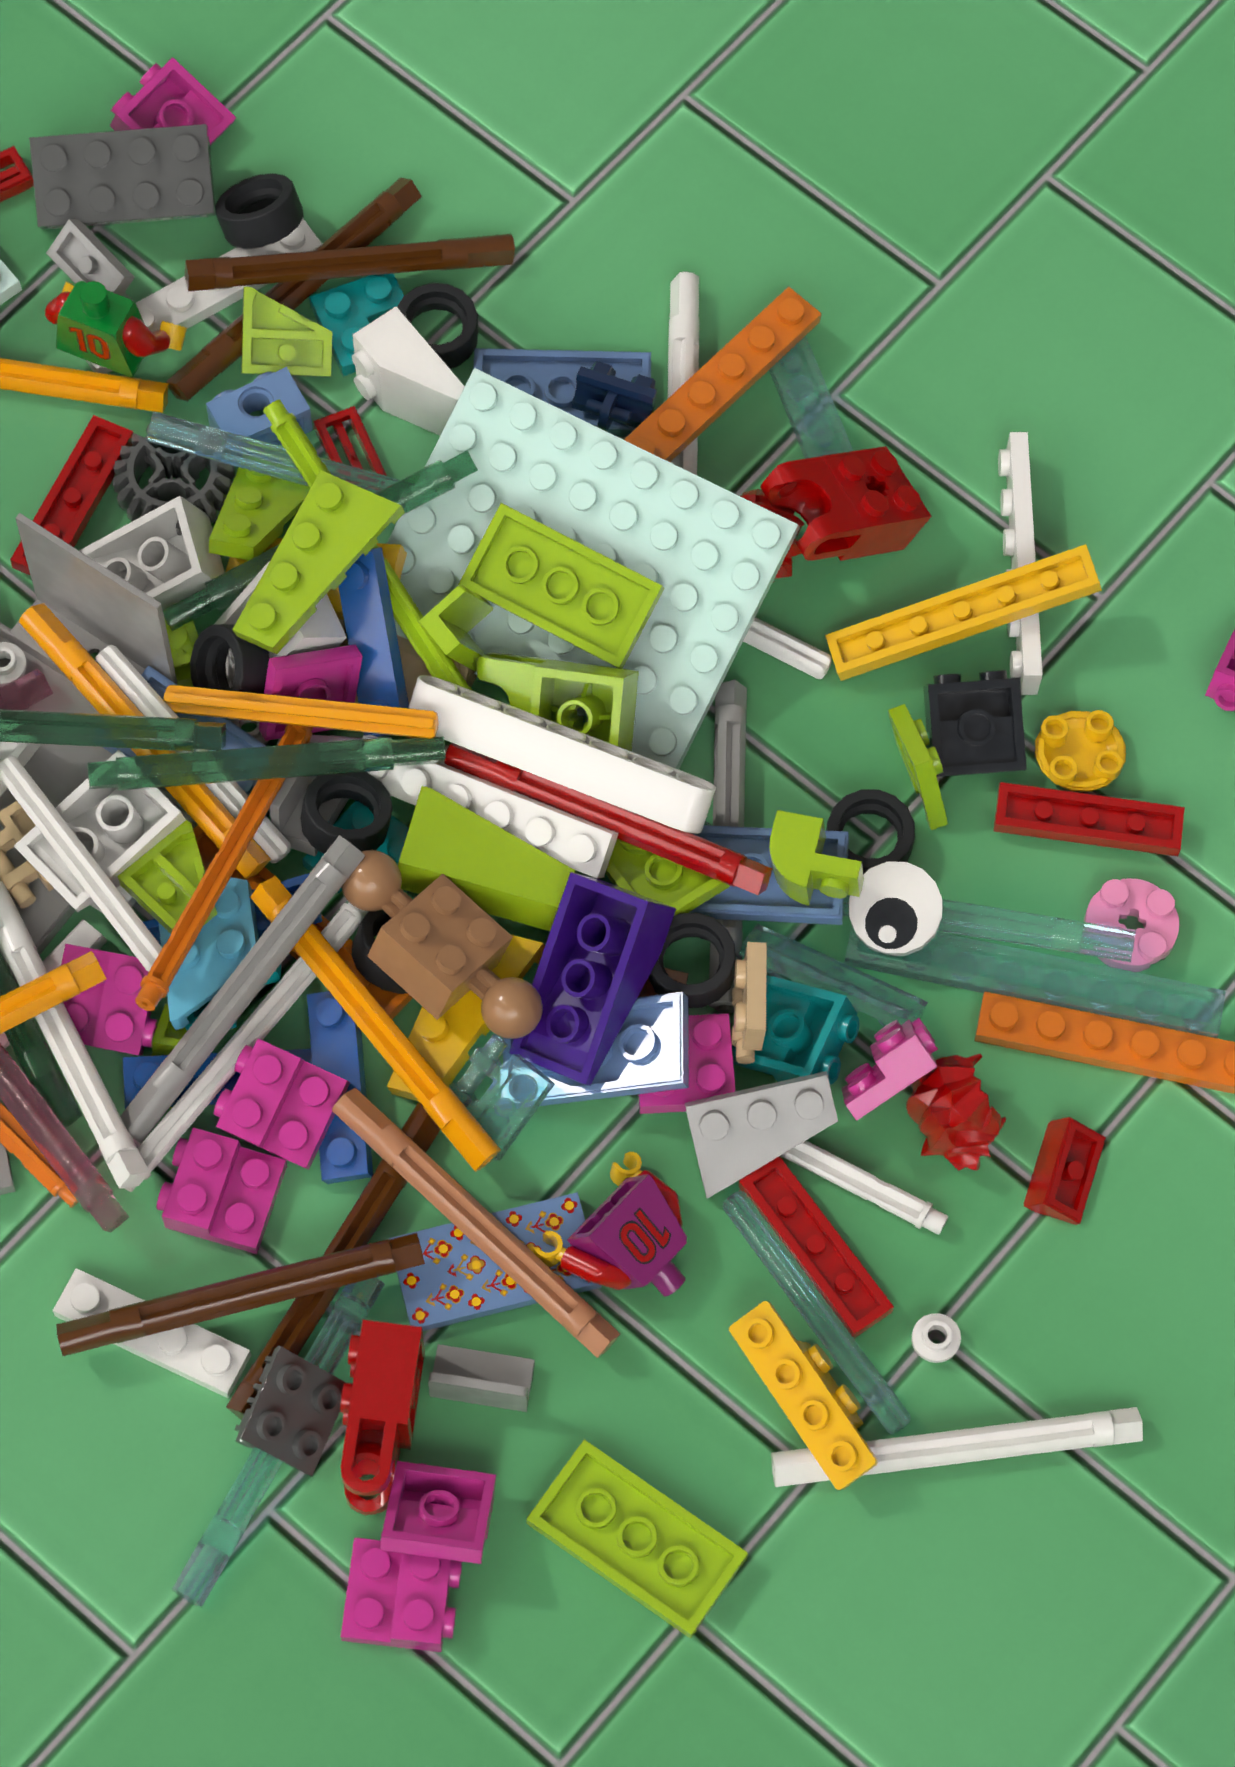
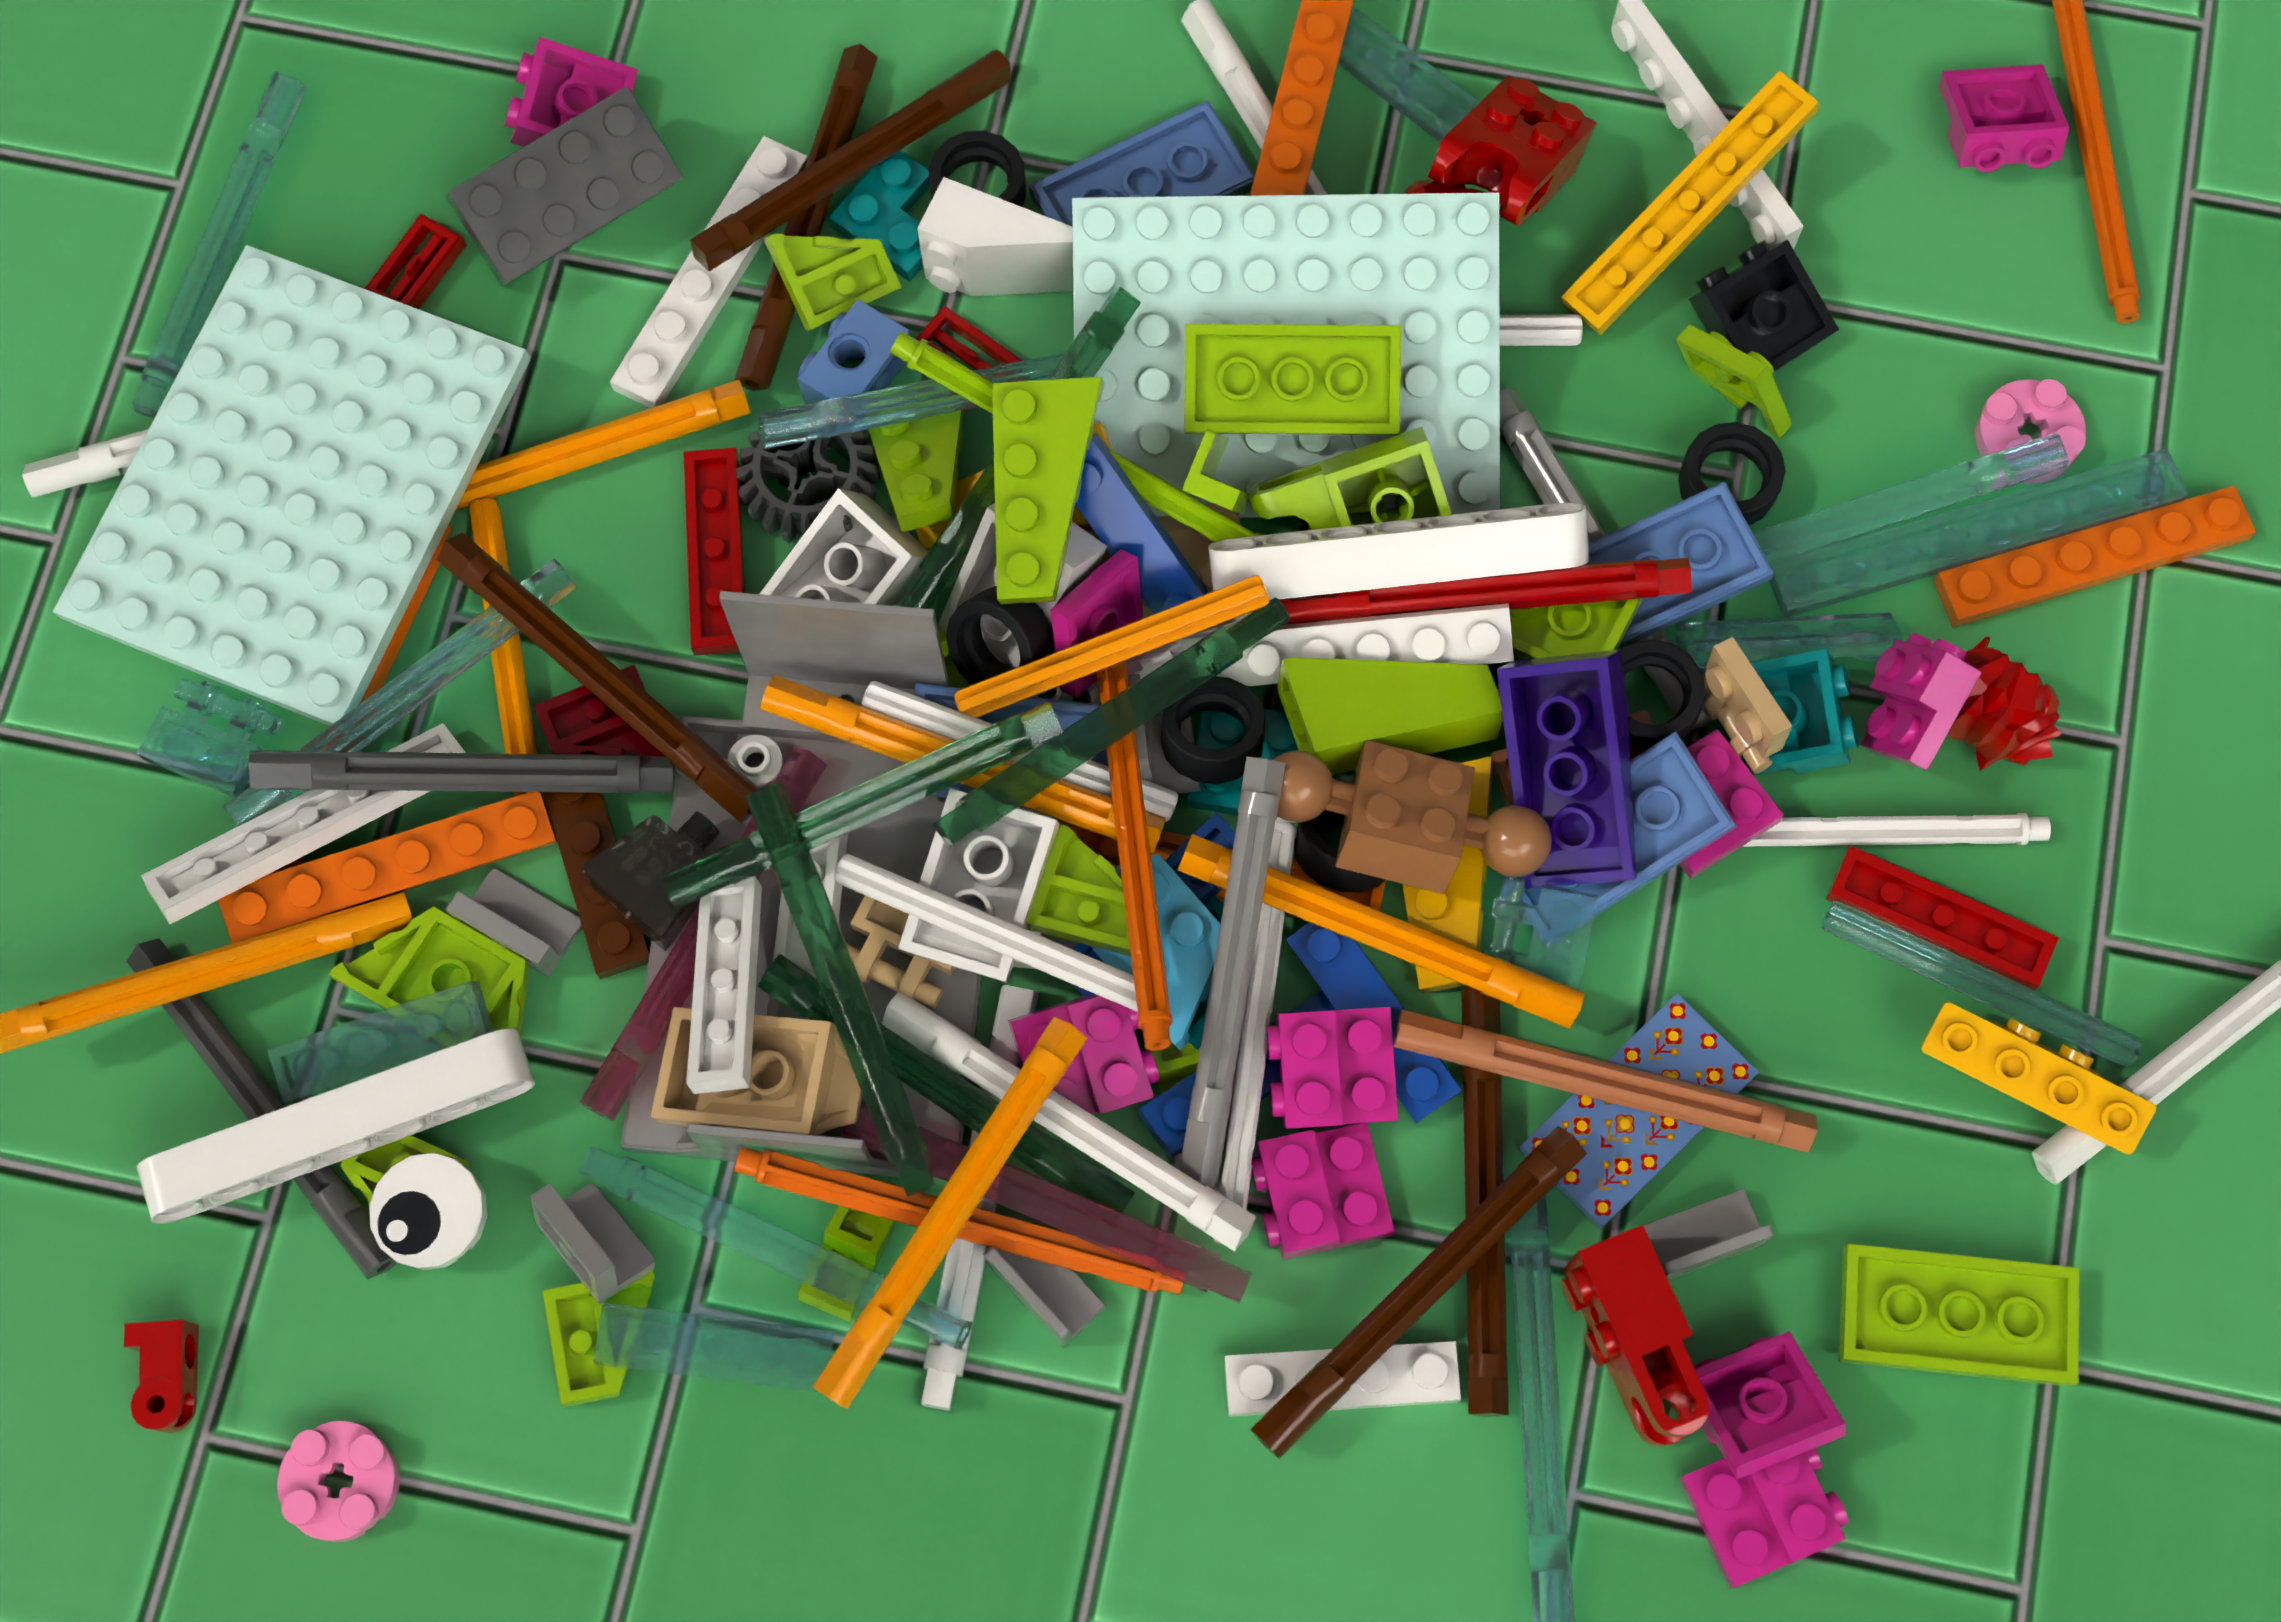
camera: 25 degrees left, 5 degrees up
(87, 258) = (588, 296): light grey panel -> none
(107, 328) = (646, 351): green torso -> none
(259, 211) = (741, 167): black tyre -> none
(291, 1411) = (1545, 1382): dark grey hinge -> none
(613, 397) = (1208, 162): dark blue hips -> none
(627, 1236) = (1763, 1008): torso -> none
(756, 1125) = (1818, 829): light grey wing -> none
(799, 862) = (1697, 530): lime brick -> none
(896, 909) = (1814, 534): white tile -> none
(936, 1352) = (2100, 954): white plate -> none
(1064, 1170) = (2121, 710): red slope -> none
(1080, 750) = (1875, 283): yellow dish -> none
(1089, 819) = (1927, 347): red plate -> none

